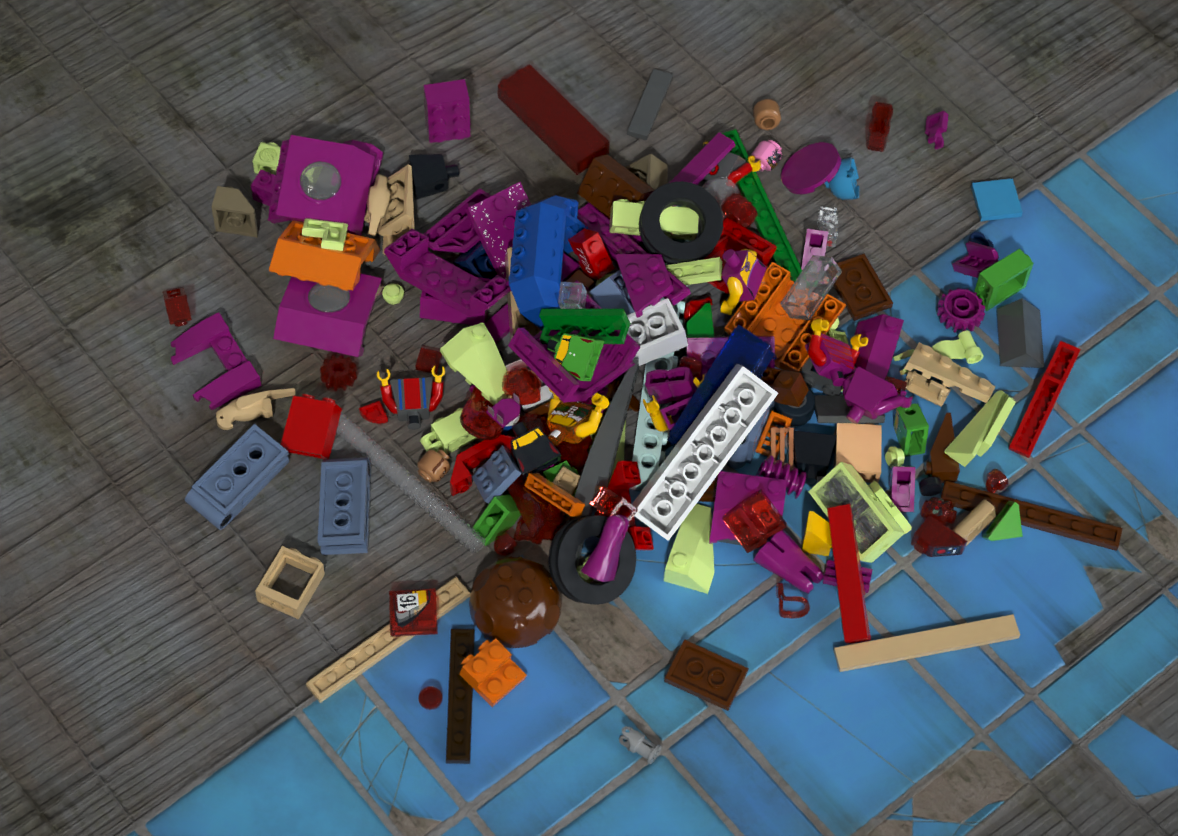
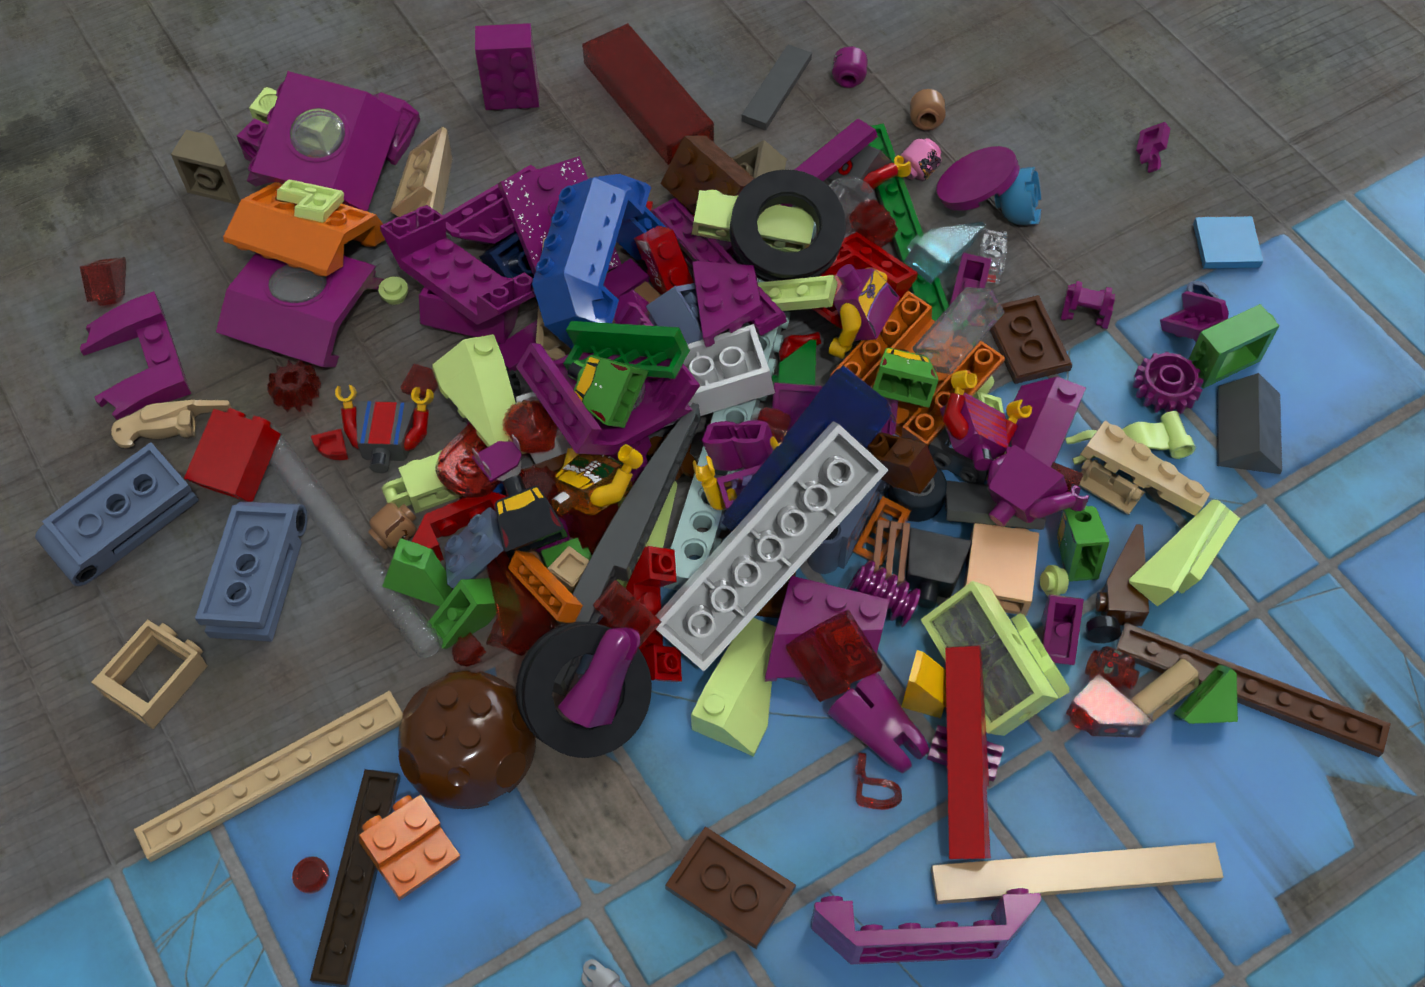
camera: 10 degrees right, 0 degrees up
(377, 203) = (393, 172): tan animal -> none
(413, 612) = (311, 739): clear red slope -> none
(430, 174) = (475, 145): black torso -> none
(460, 496) = (417, 573): none -> bright green slope
(572, 295) = (613, 304): clear brick -> none
(703, 84) = (849, 66): none -> magenta head
(778, 325) = (906, 377): none -> bright green torso
(790, 225) = (941, 248): none -> clear light blue slope
(831, 693) = (986, 939): none -> magenta slope
(879, 126) = (1075, 135): clear red brick -> none
(900, 252) = (1079, 296): none -> magenta piece
(997, 479) = (1204, 630): clear red tile -> none
(1044, 399) = (1280, 519): red slope -> none

